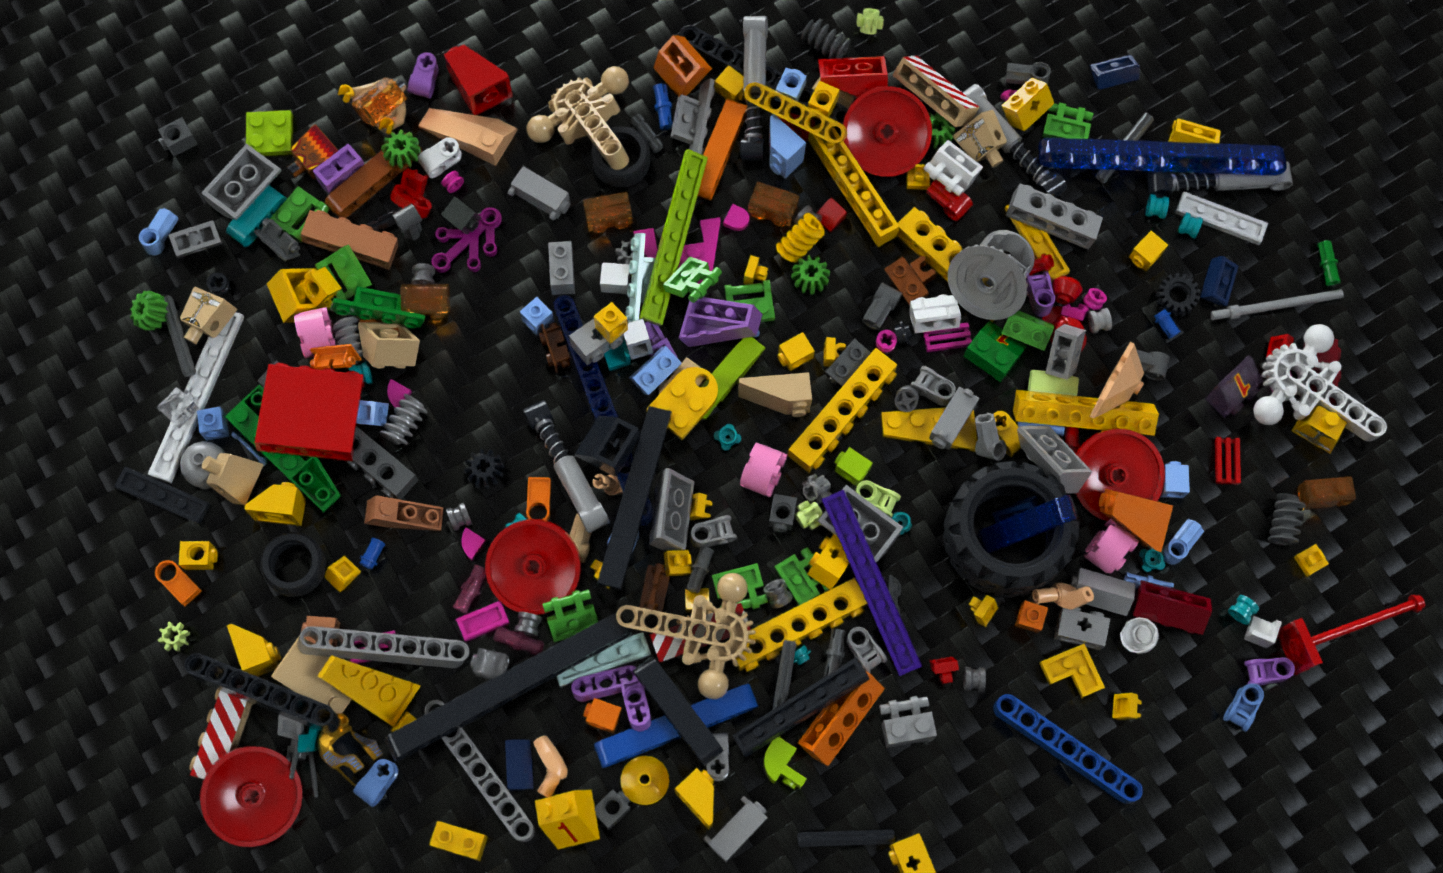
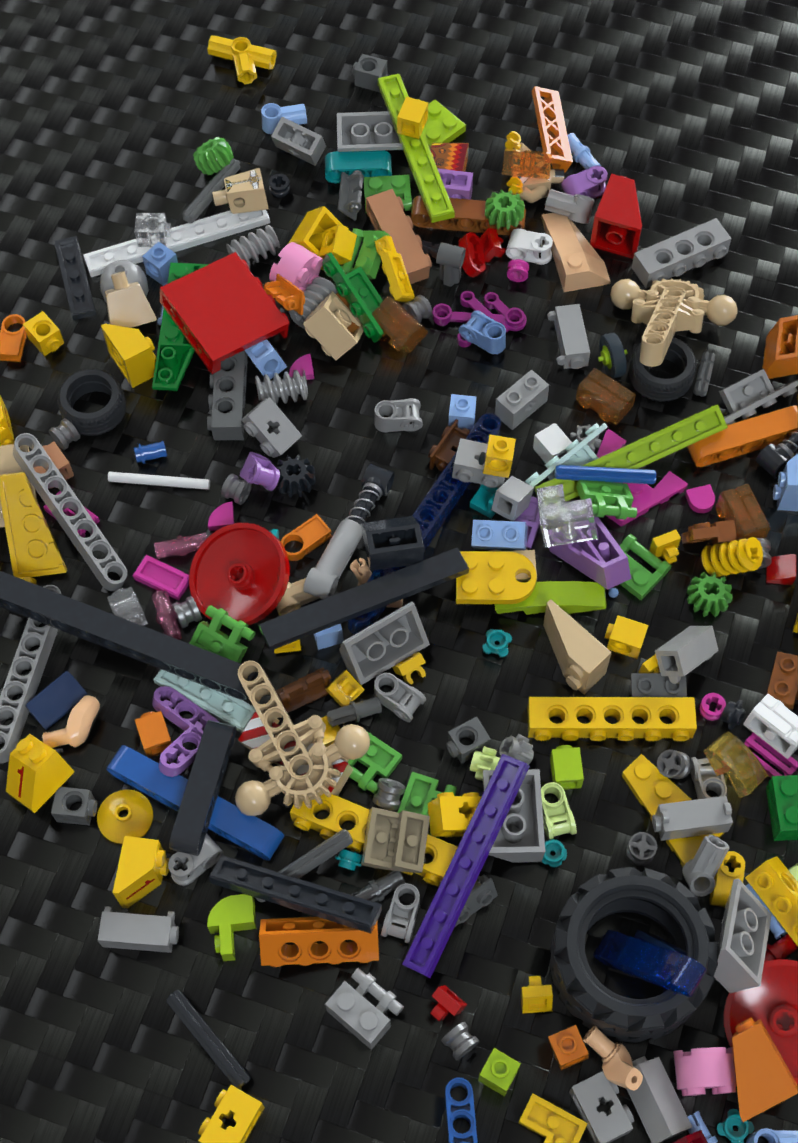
camera: 55 degrees right, 10 degrees down
(75, 218) = (243, 55): none -> yellow piece
(260, 345) = (255, 244): none -> light grey piece
(267, 145) = (412, 117): none -> yellow brick
(288, 163) = (417, 154): none -> lime tile
(302, 603) = (64, 434): none -> flat silver wheel
(341, 573) = (116, 444): yellow slope -> none
(354, 54) = (552, 127): none -> fence
(363, 369) = (296, 330): teal wheel -> none
(381, 265) = (394, 269): none -> yellow hinge
(393, 55) = (581, 153): none -> light blue pin
(400, 565) = (159, 480): none -> white bar
(403, 514) = (202, 448): nougat slope -> none
(434, 454) = (283, 432): none -> light grey brick
(438, 99) = (576, 206): none -> light grey piece
(461, 216) = (492, 294): pearl dark grey brick -> none
(463, 490) = (260, 471): none -> medium lavender piece
(484, 247) = (484, 332): none -> medium blue piece
(501, 356) = (399, 415): none -> light grey piece
(544, 32) = (681, 253): none -> light grey brick
(582, 179) = (612, 355): none -> black wheel
(663, 106) = (740, 366): blue pin -> none
(673, 265) = (605, 474): none -> blue axle
(689, 322) = (562, 520): none -> clear brick
(763, 469) = (490, 689): bright pink brick -> none
(775, 232) = (717, 532): none -> dark orange plate
(818, 614) = (395, 840): none -> dark tan slope
(842, 325) = (686, 652): none -> light grey brick
(883, 302) = (747, 674): dark grey piece -> none
(936, 360) = (733, 757): none -> clear yellow slope
(946, 462) = (644, 843): none -> flat silver wheel
(1012, 670) = (499, 1072): none -> lime brick

